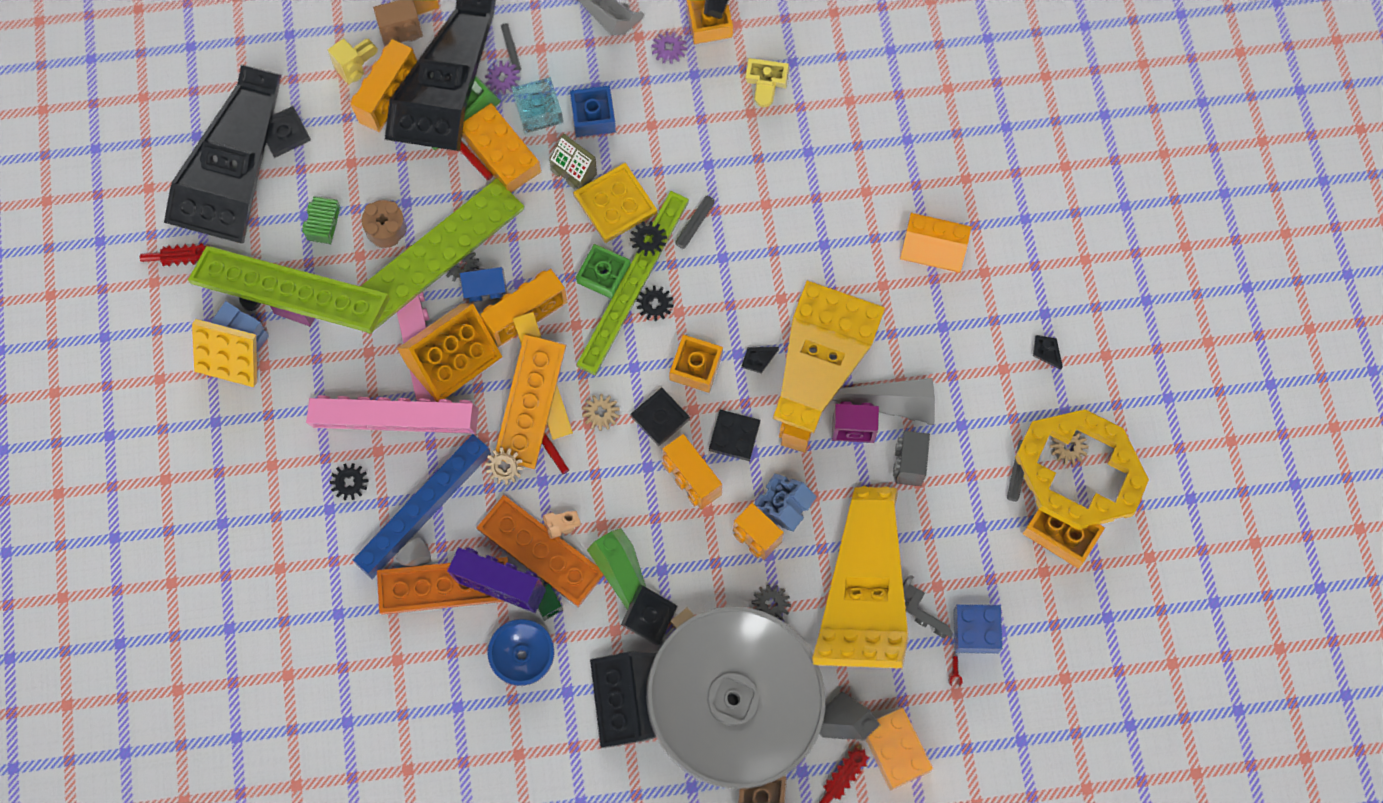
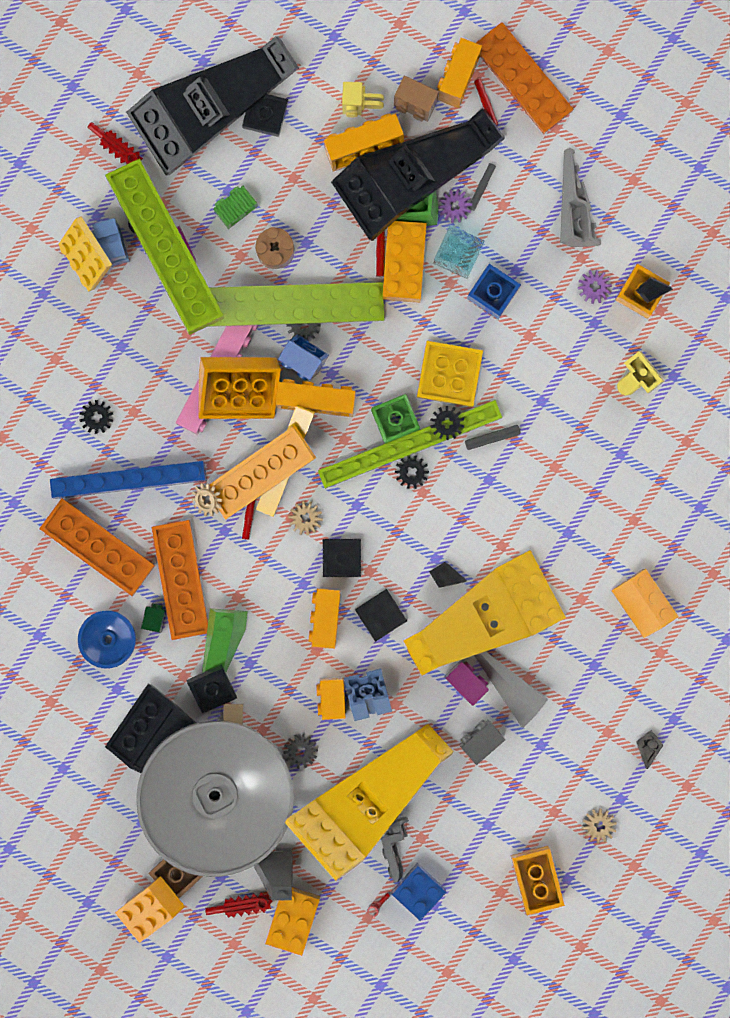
camera: 45 degrees right, 15 degrees up
(393, 415) = (159, 399): bright pink brick -> none
(414, 553) = (94, 509): light grey piece -> none
(496, 579) = (129, 581): dark purple brick -> none
(561, 523) = (205, 573): light nougat plate -> none
(573, 163) = (443, 320): slope -> none
(696, 363) = (398, 543): light orange brick -> none
(1016, 480) = (548, 811): dark grey axle -> none
(1122, 458) = (625, 867): yellow plate -> none

